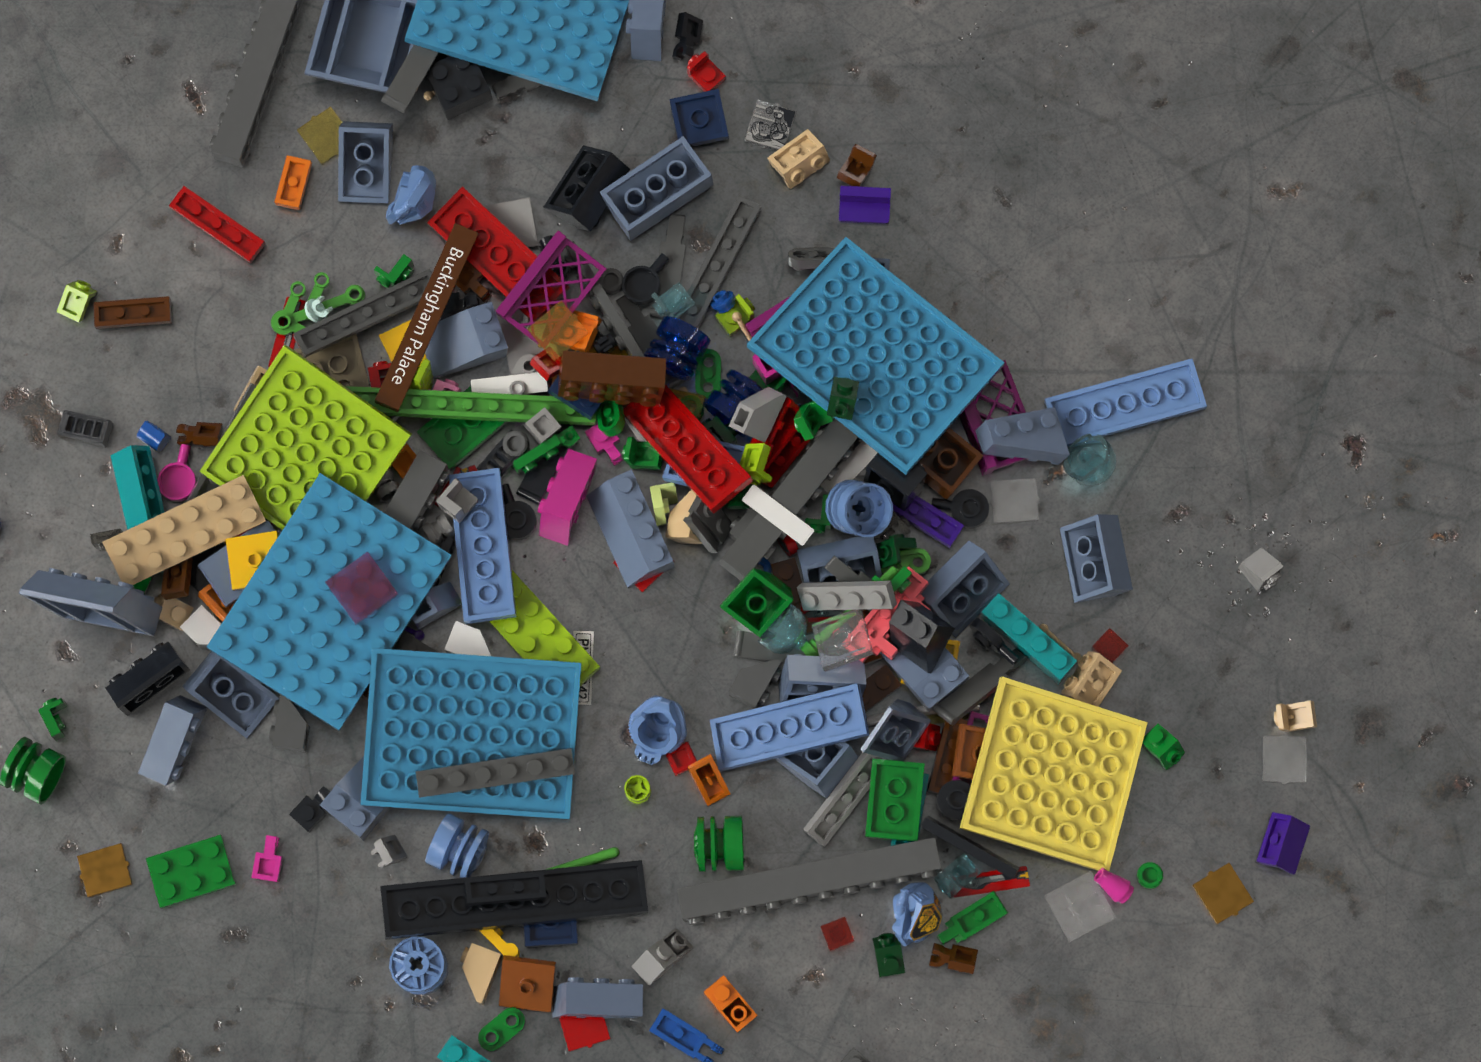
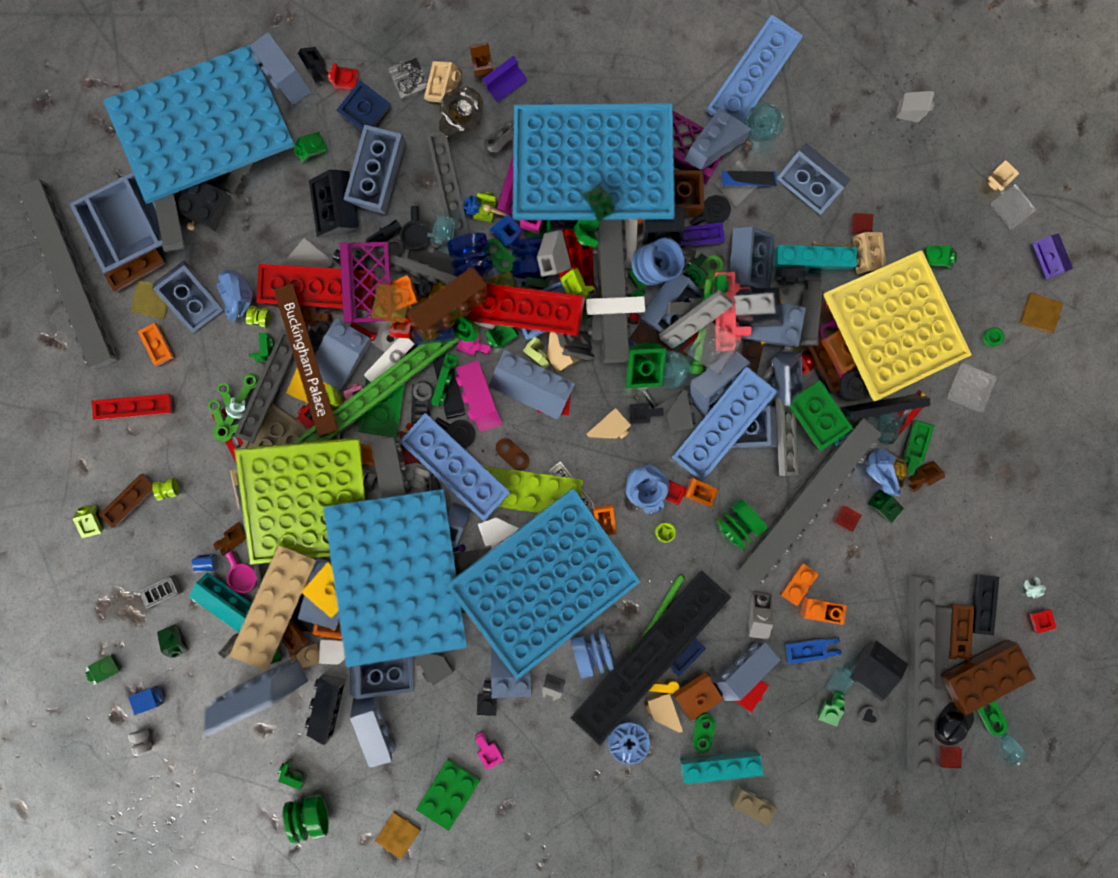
camera: 45 degrees left, 10 degrees up
(52, 486) = (170, 642): none -> dark green bracket
(179, 331) = (164, 489): none -> lime wheel
(335, 94) = (134, 270): none -> reddish brown plate
(361, 588) = (408, 555): clear pink plate -> none
(417, 237) = (258, 316): none -> lime wheel
(456, 501) = (418, 453): light grey panel -> none
(495, 772) = (578, 594): dark grey plate -> none
(512, 348) = (372, 335): none -> red piece
(542, 426) = (430, 367): light grey panel -> none
(551, 582) = (512, 454): none -> reddish brown plate
(589, 724) = (605, 517): none -> orange slope
(613, 113) = (309, 146): none -> green bracket
(613, 258) = (385, 232): none -> black axle
(674, 637) = (611, 427): none -> tan slope
(718, 650) = (641, 413): none -> black plate
(730, 960) = (799, 584): none -> orange plate
(739, 348) = (509, 226): none -> blue brick
(790, 200) = (460, 111): none -> clear smoke helmet
(1030, 504) = (749, 178): none -> black sticker
(1115, 886) = (983, 359): dark pink cone -> none

